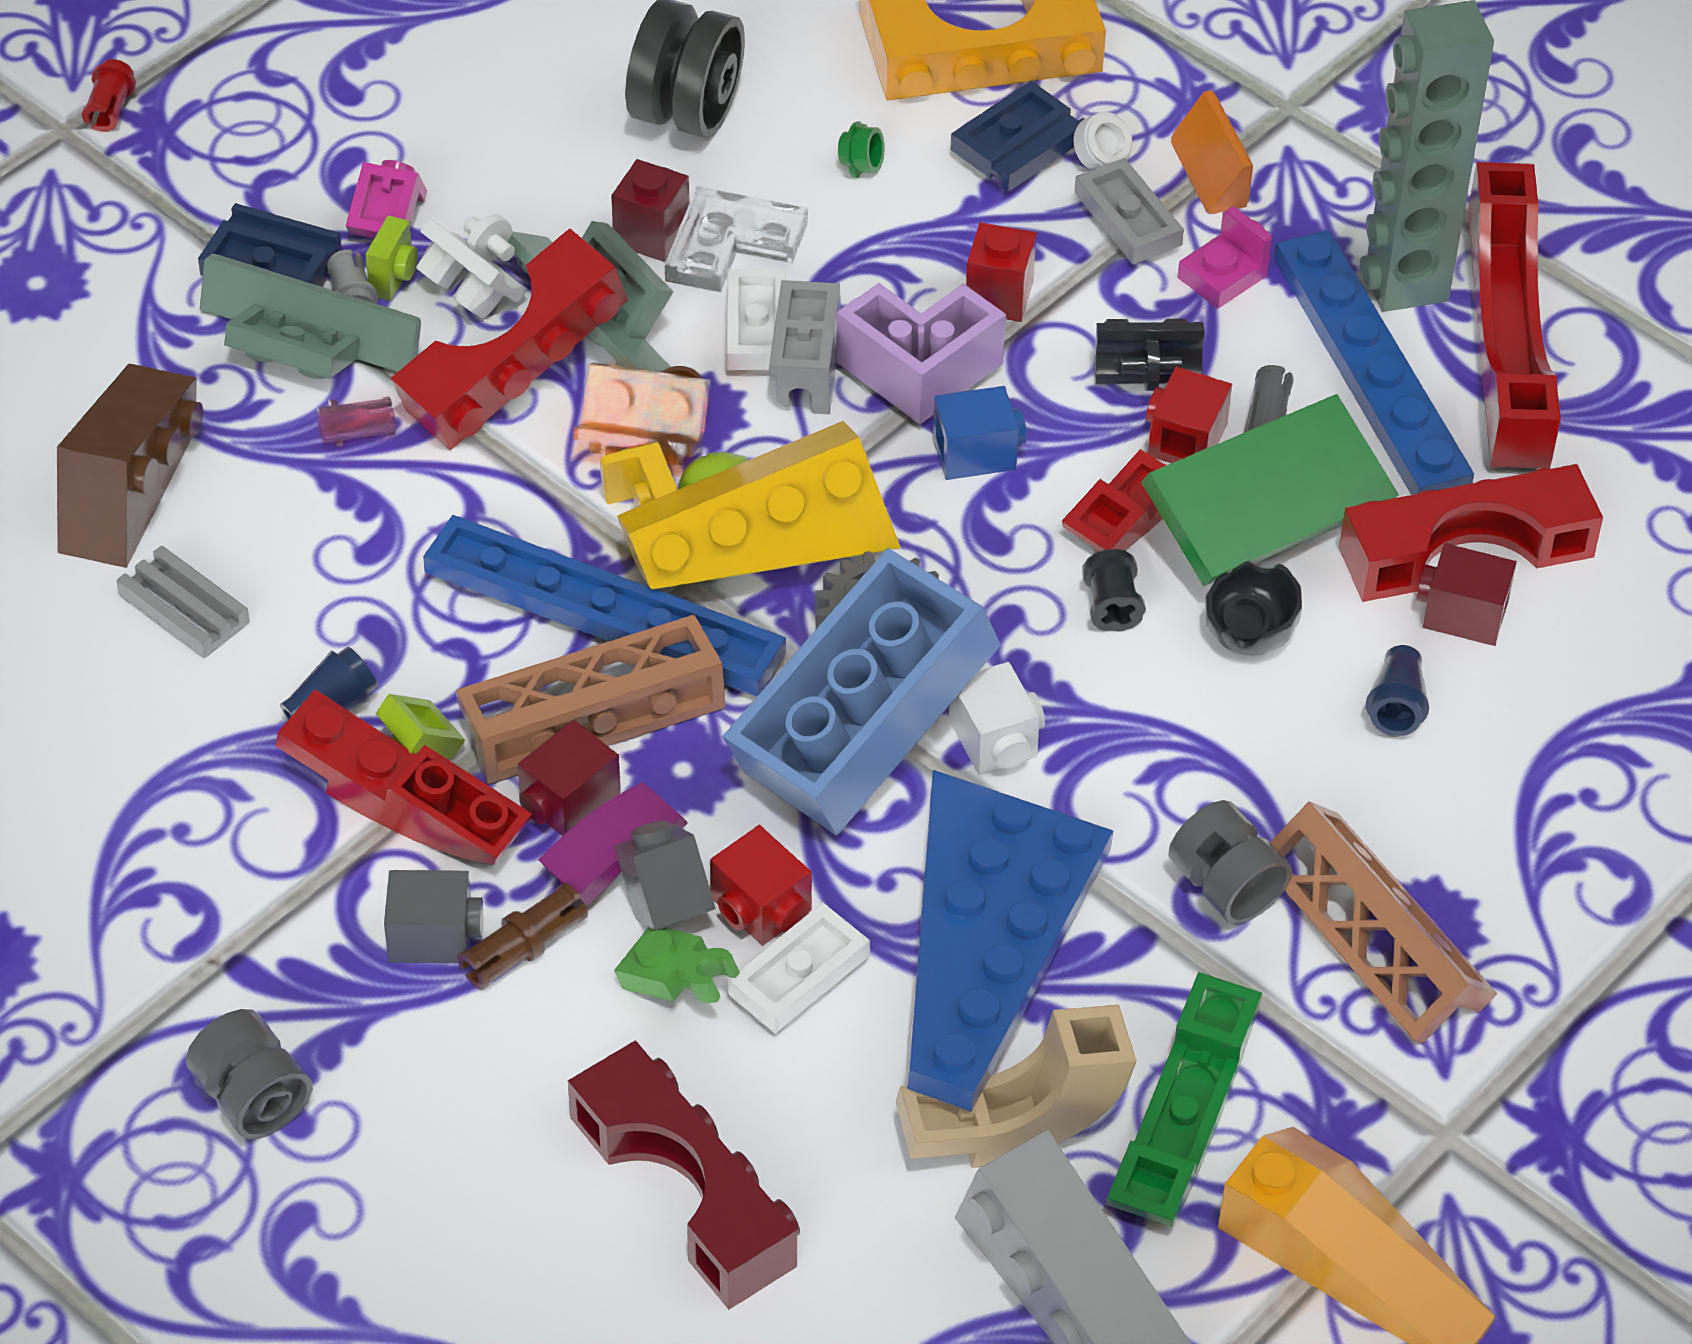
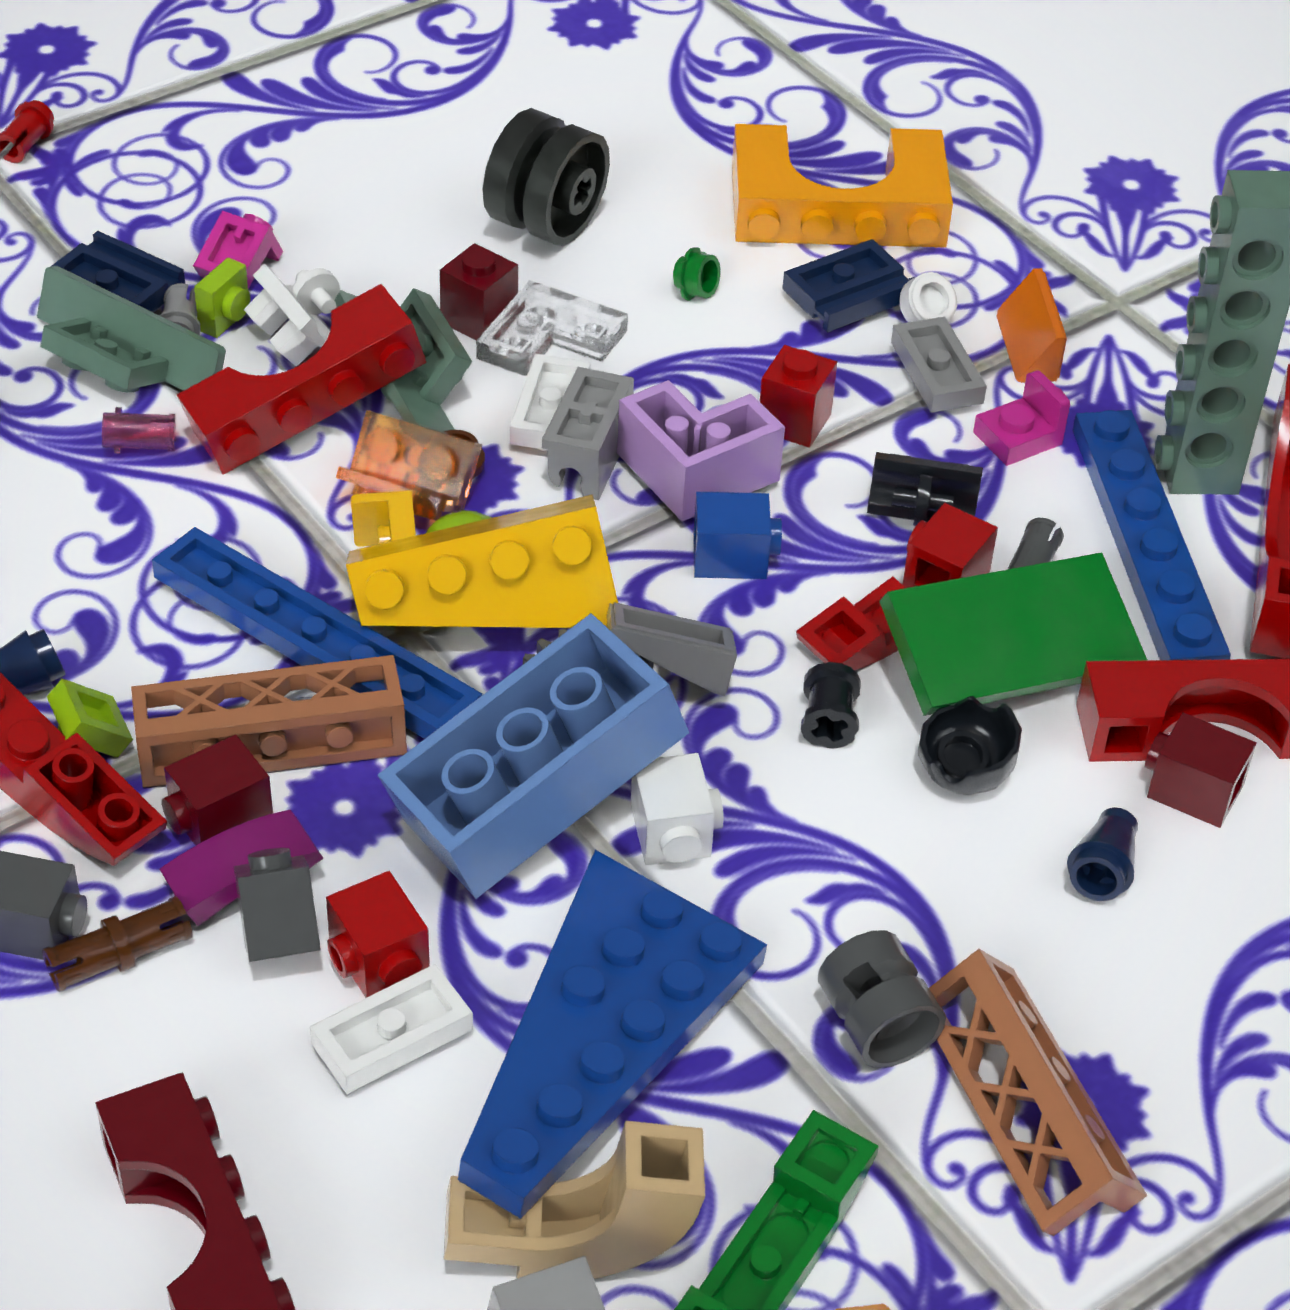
camera: 10 degrees right, 5 degrees down
(673, 960) = (259, 997): bright green plate -> none
(961, 556) = (681, 645): none -> light grey slope

